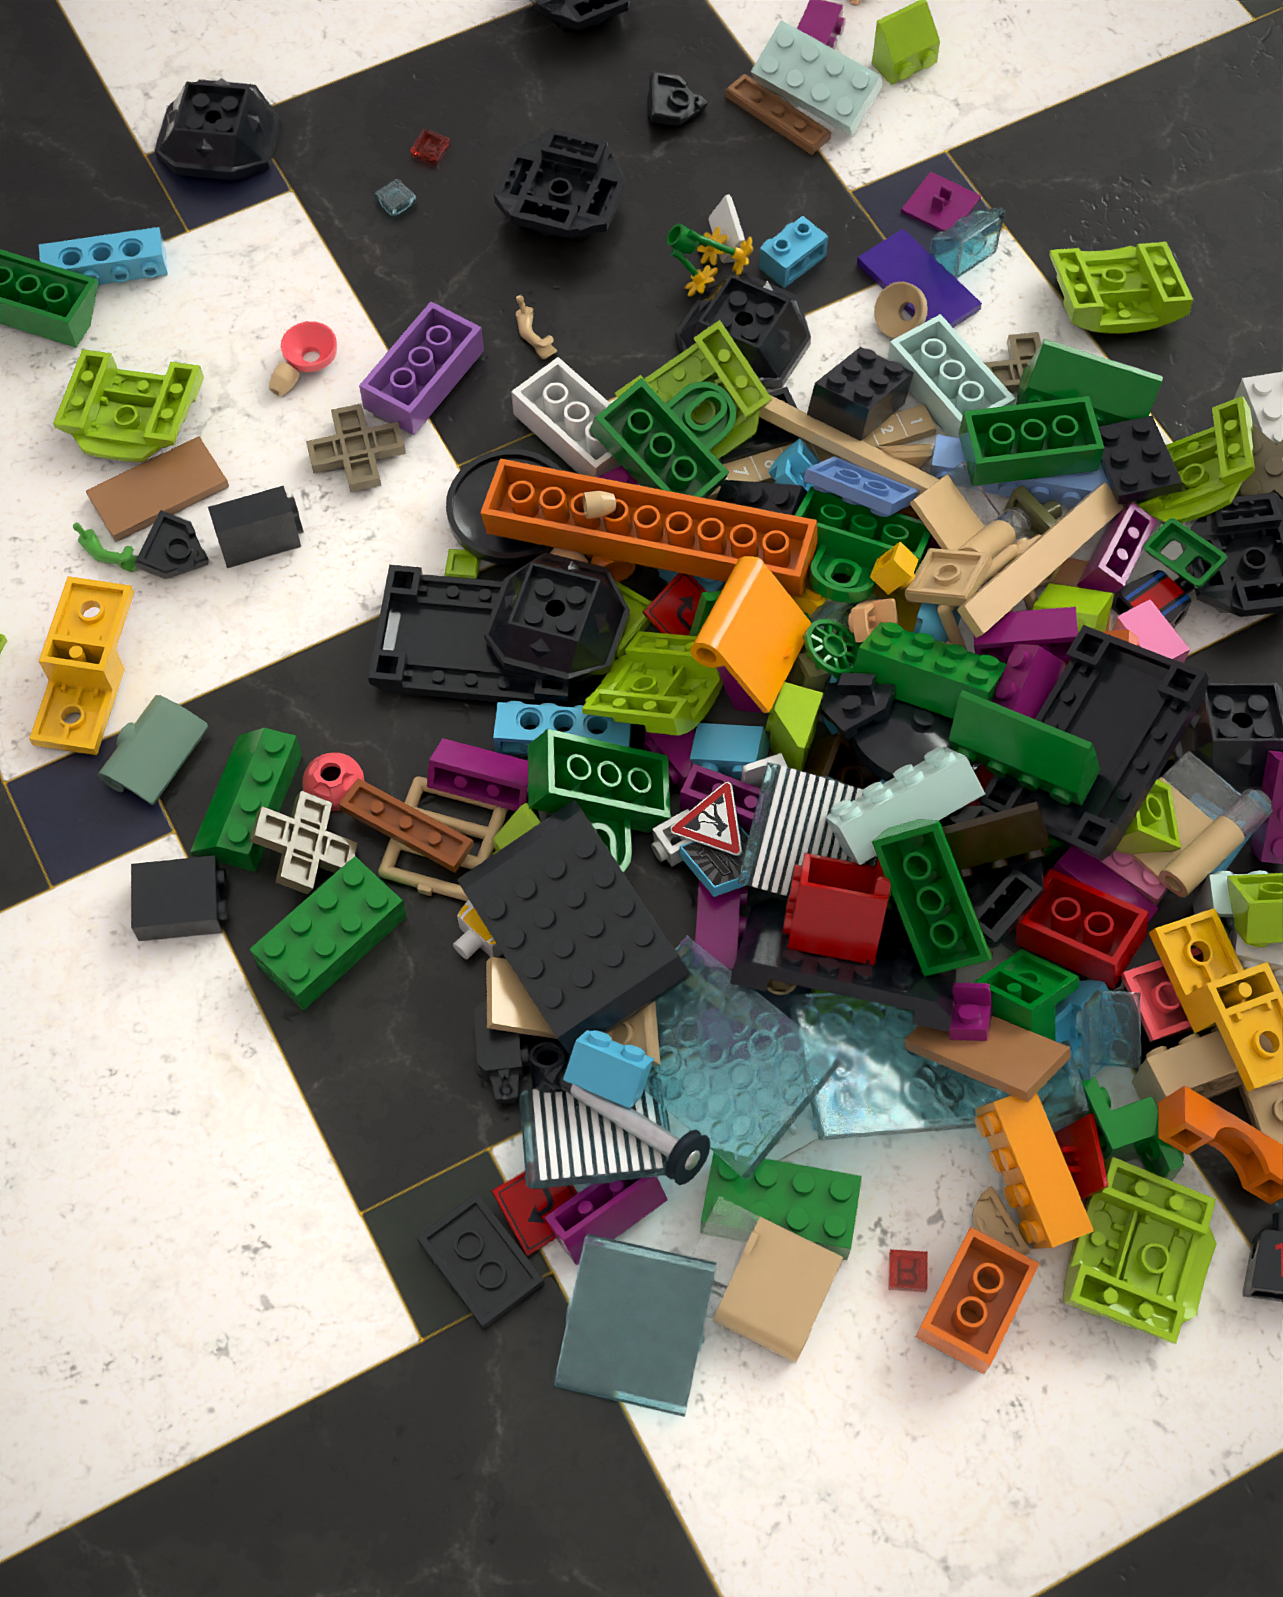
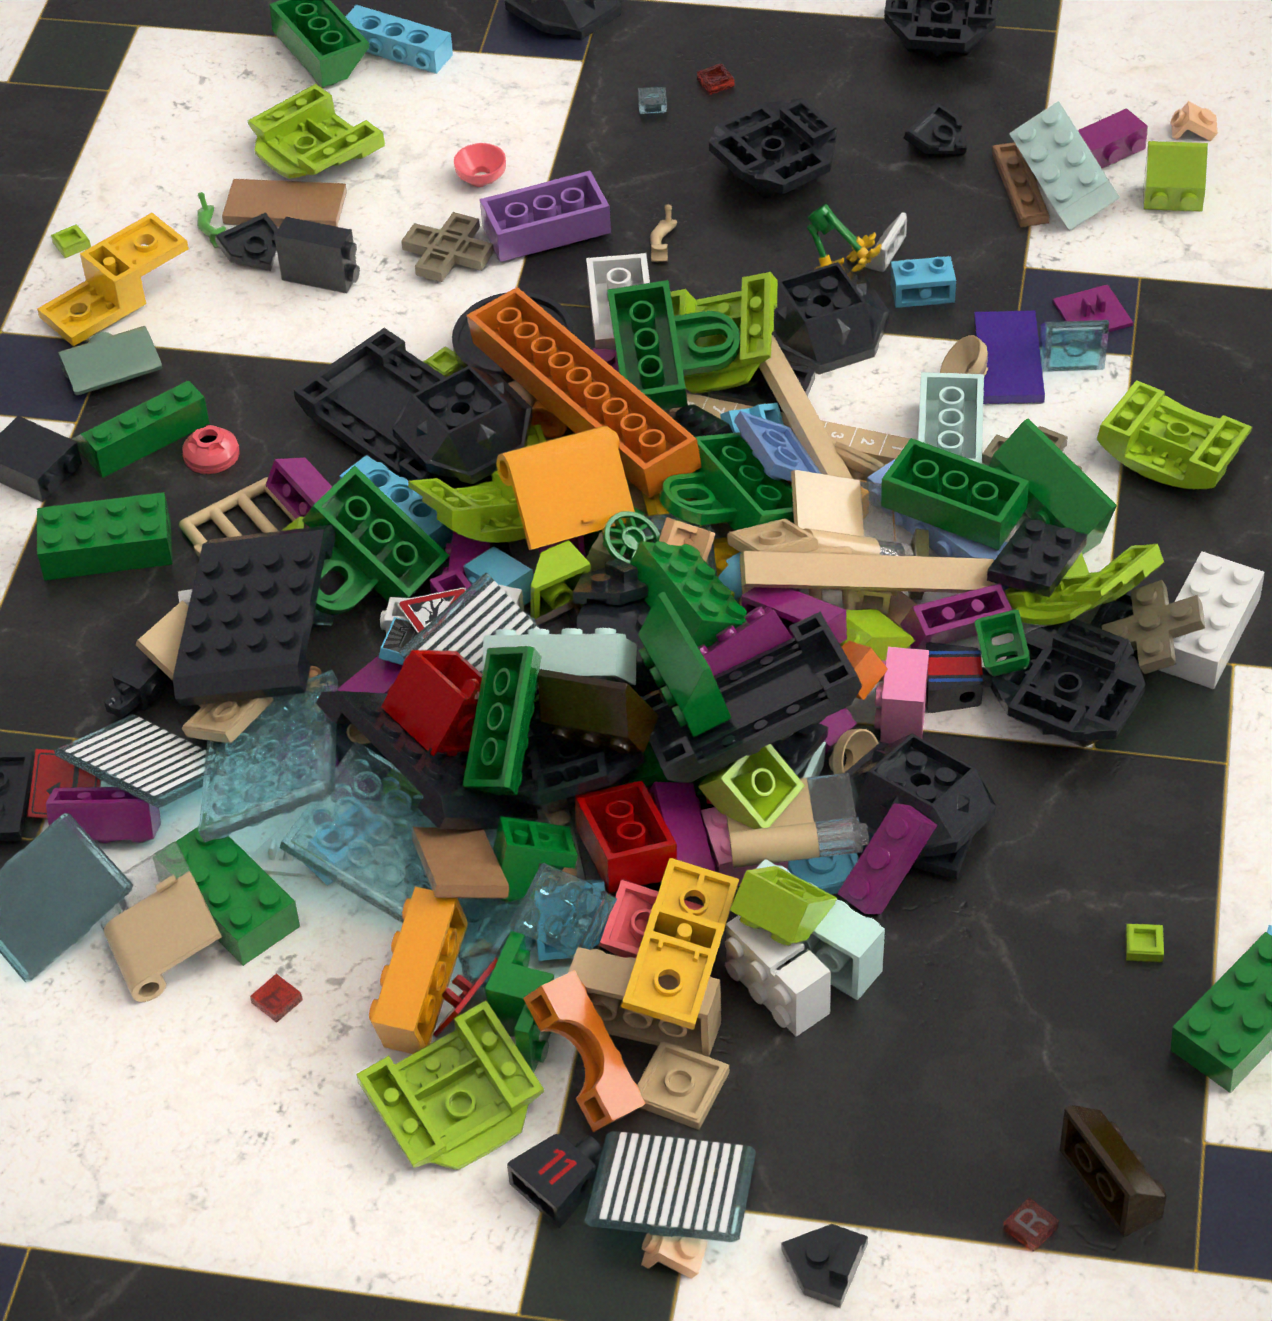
camera: 40 degrees right, 15 degrees down
(283, 379) = (442, 177): tan hose -> none
(302, 841) = (142, 465): plate -> none
(406, 825) = (222, 494): dark orange plate -> none
(598, 504) = (547, 346): tan hose -> none
(608, 1068) = (186, 716): medium azure brick -> none
(684, 1154) = (174, 794): piece -> none
(860, 393) = (860, 397): black brick -> none
(894, 569) = (734, 511): yellow plate -> none
(971, 1012) = (476, 835): magenta bracket -> none
(977, 1300) = (296, 1038): orange brick -> none
(994, 1221) = (358, 1012): tan plate -> none

